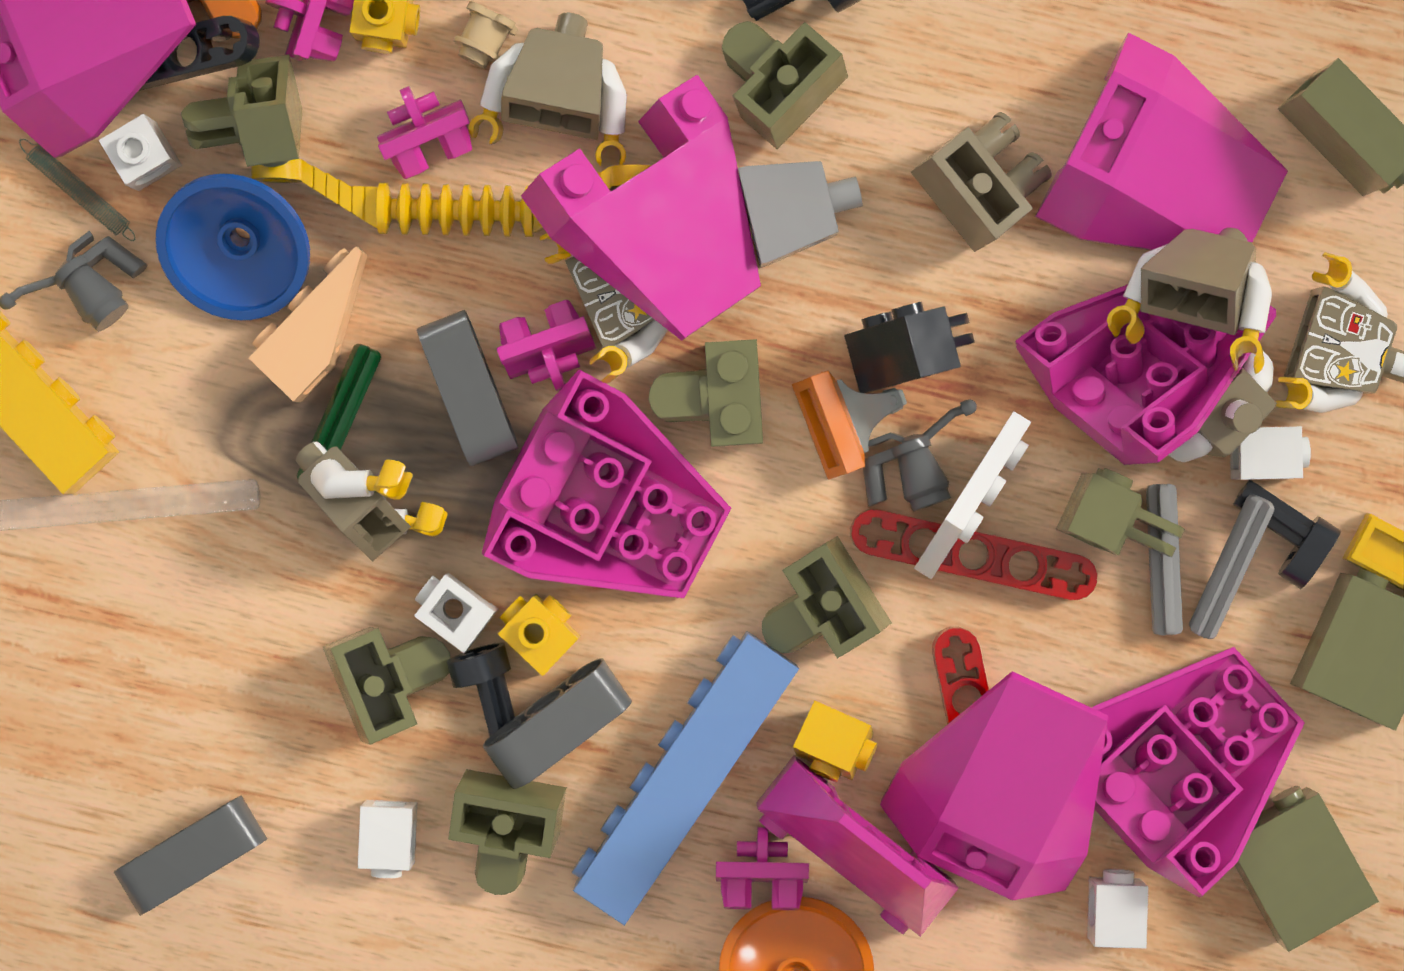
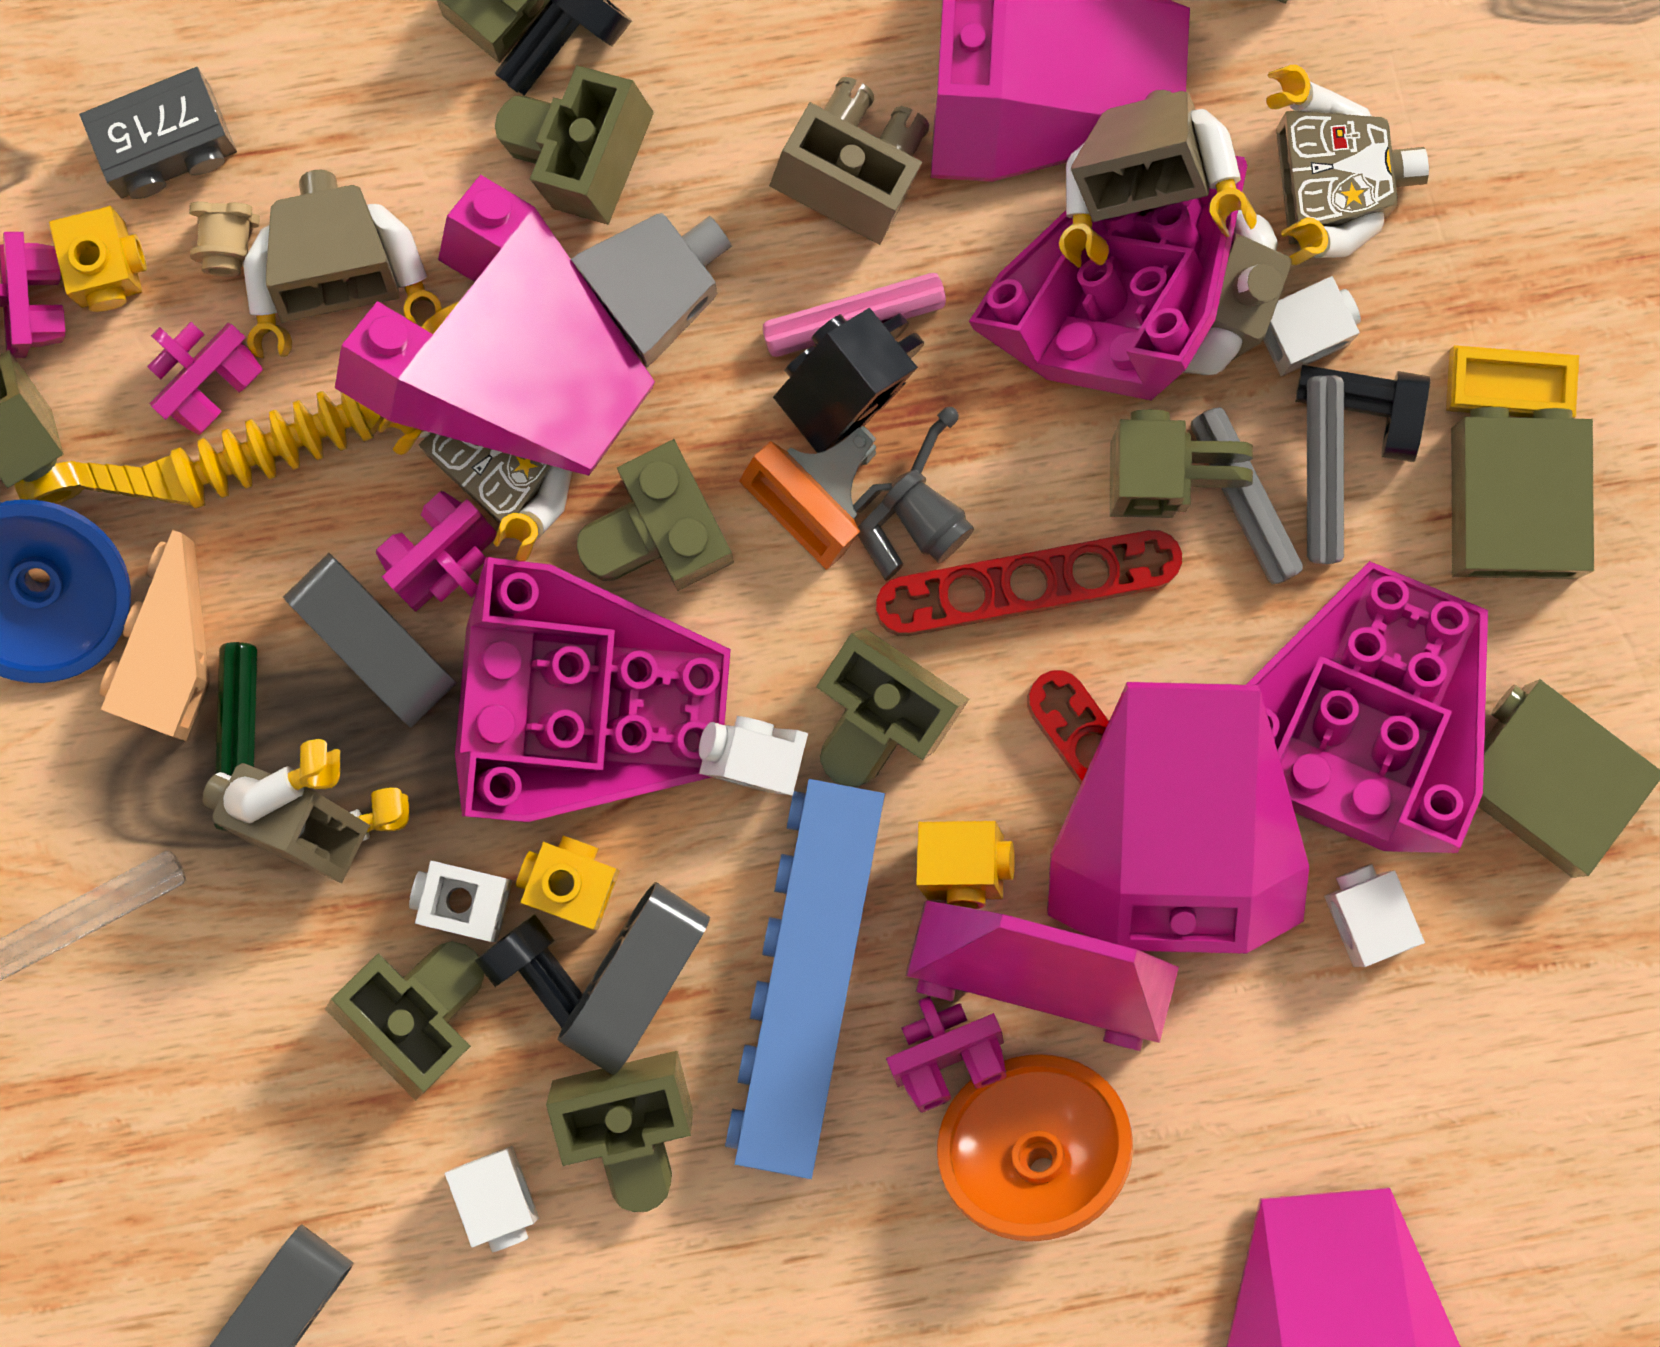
camera: 30 degrees left, 5 degrees down
(714, 597) = (753, 754): none -> white brick
(955, 298) = (906, 297): none -> bright pink axle
(982, 487) = (1001, 495): white wing -> none

